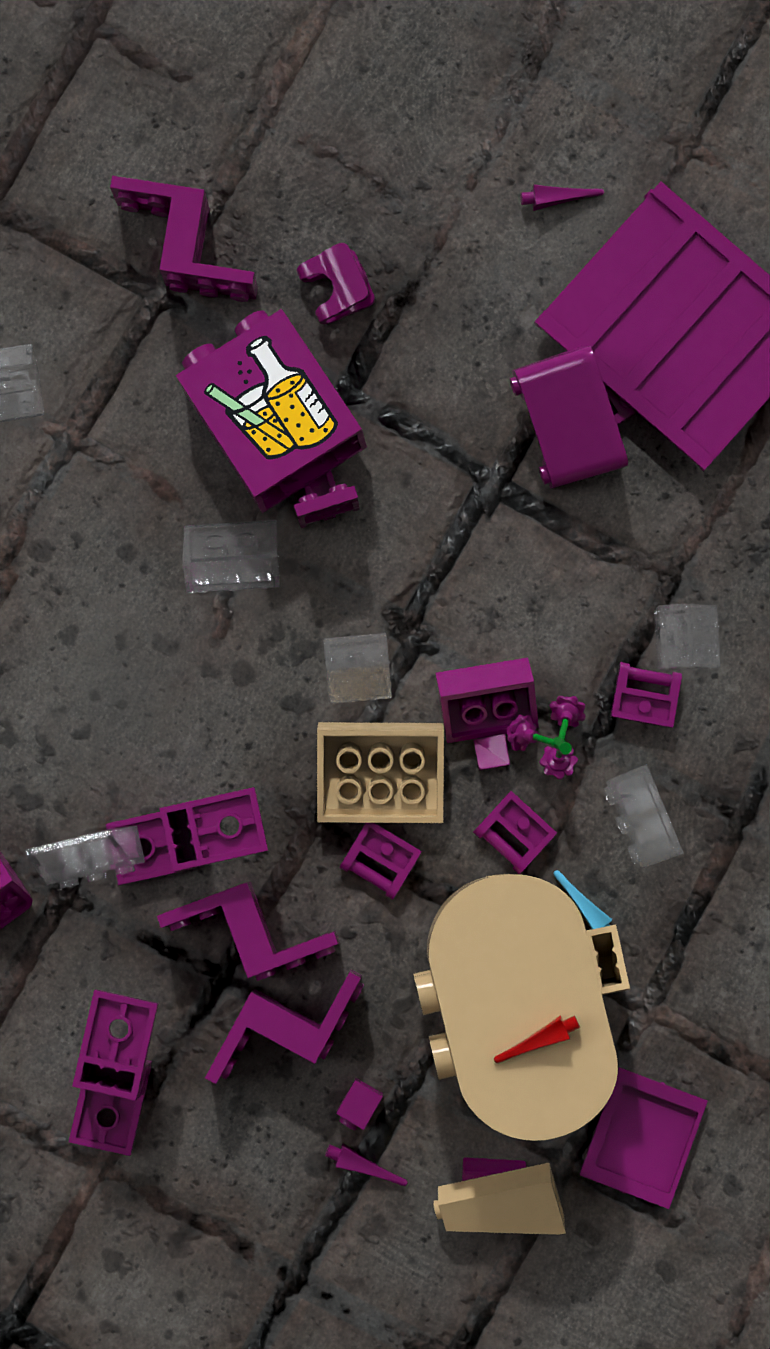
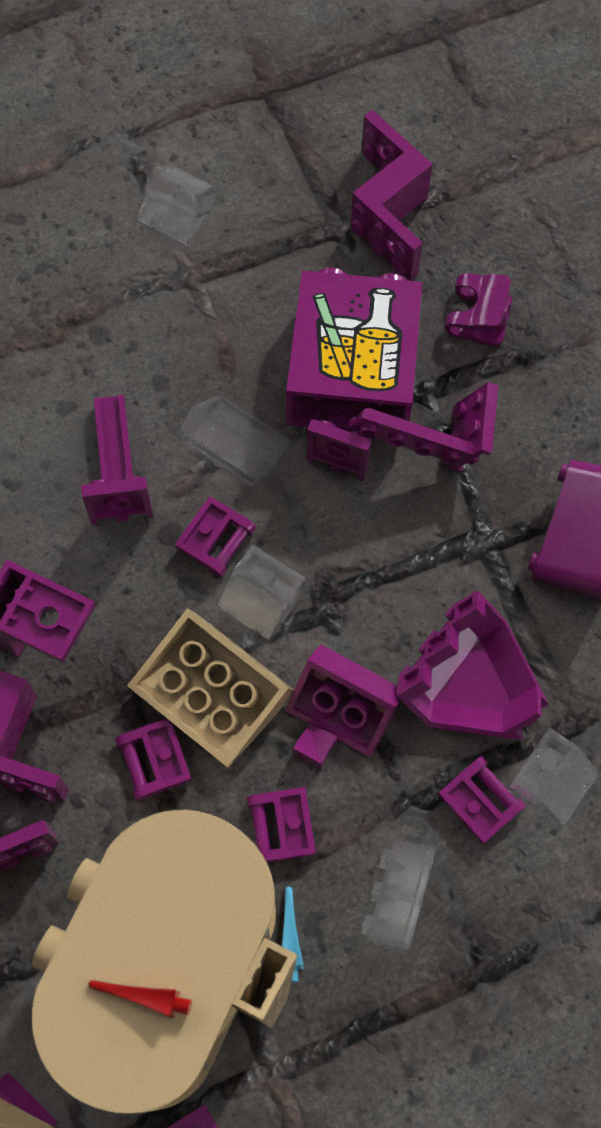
camera: 35 degrees right, 15 degrees down
(181, 678) = (119, 491): none -> magenta bracket
(271, 649) = (206, 531): none -> magenta plate
(418, 410) = (470, 437): none -> magenta bracket
(560, 758) = (365, 793): magenta plant -> none
(569, 605) = (473, 675): none -> magenta panel

